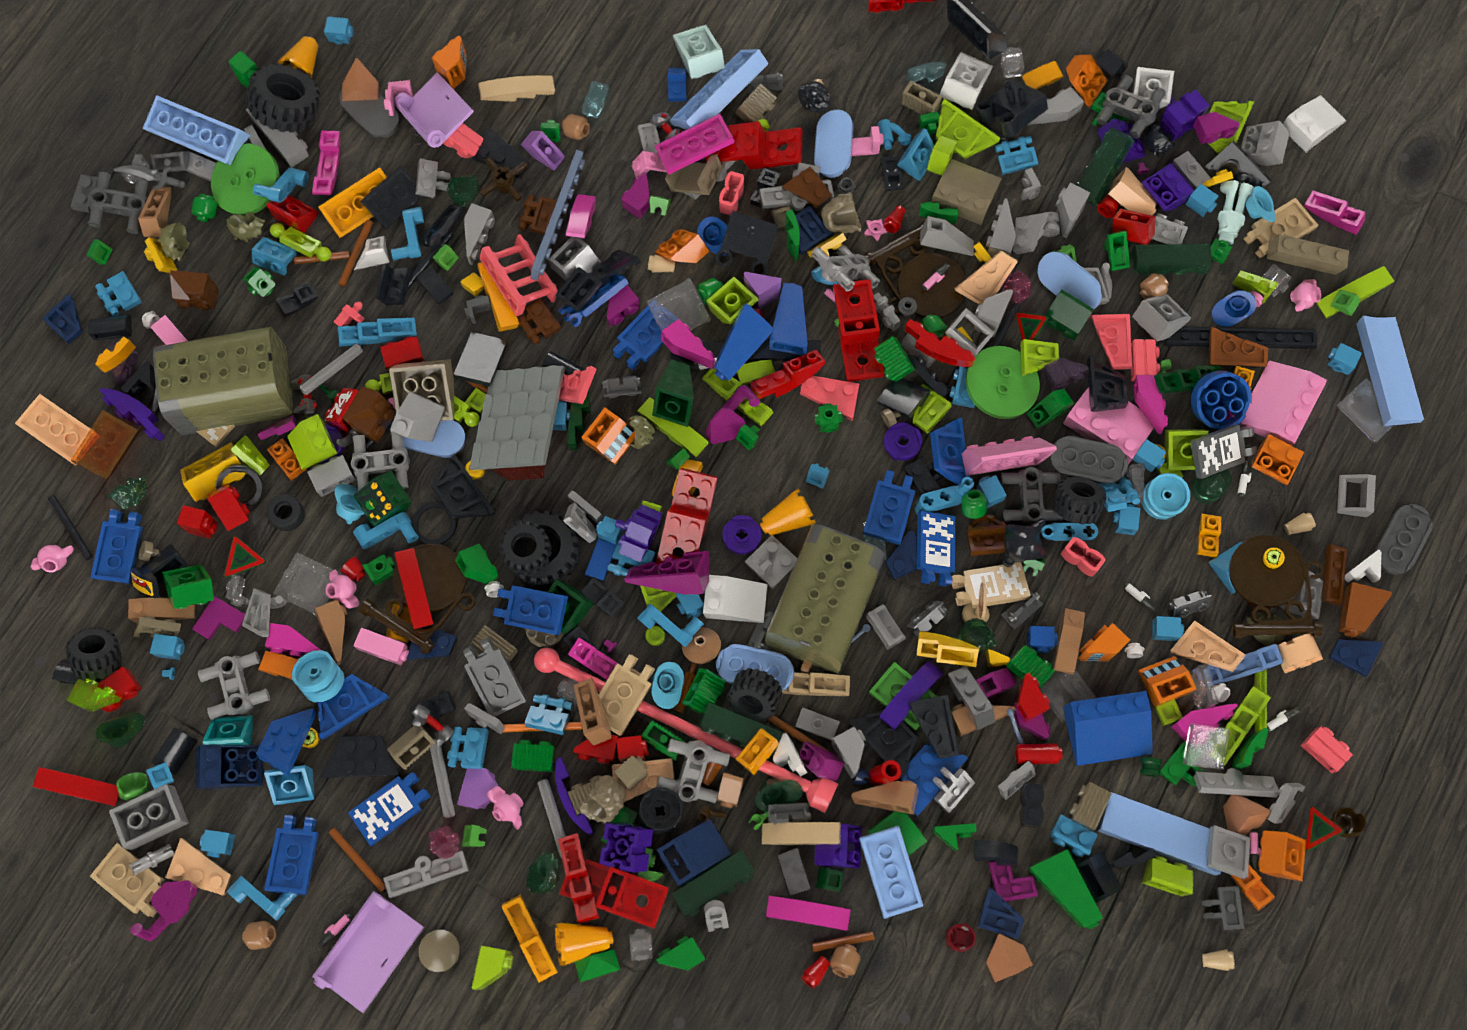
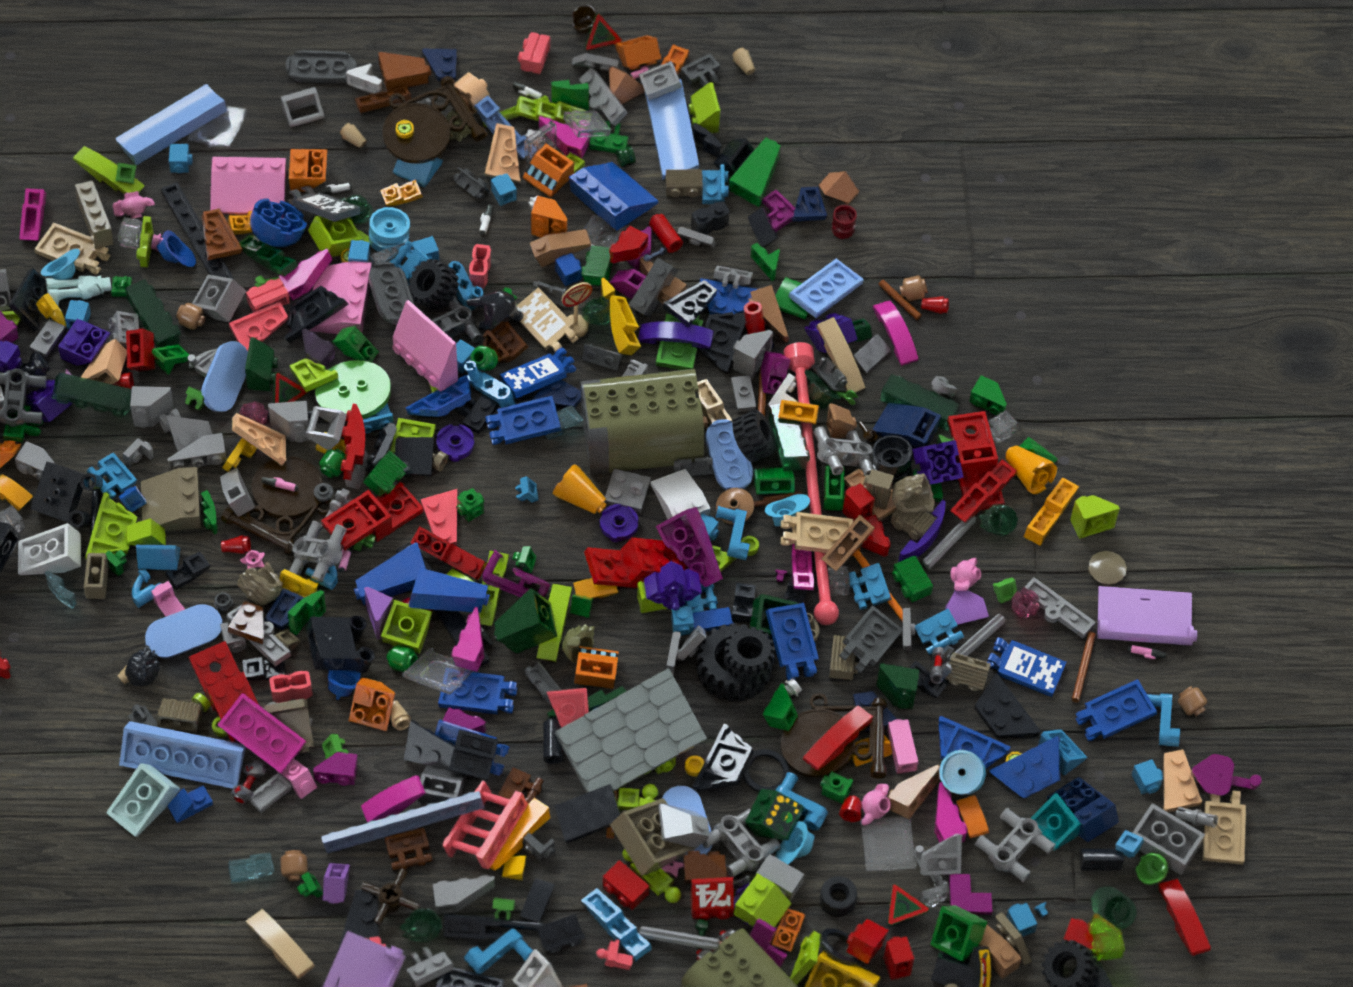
camera: 125 degrees left, 15 degrees down
(433, 674) = (898, 684): none -> dark green slope
(983, 160) = (132, 499): none -> blue tile

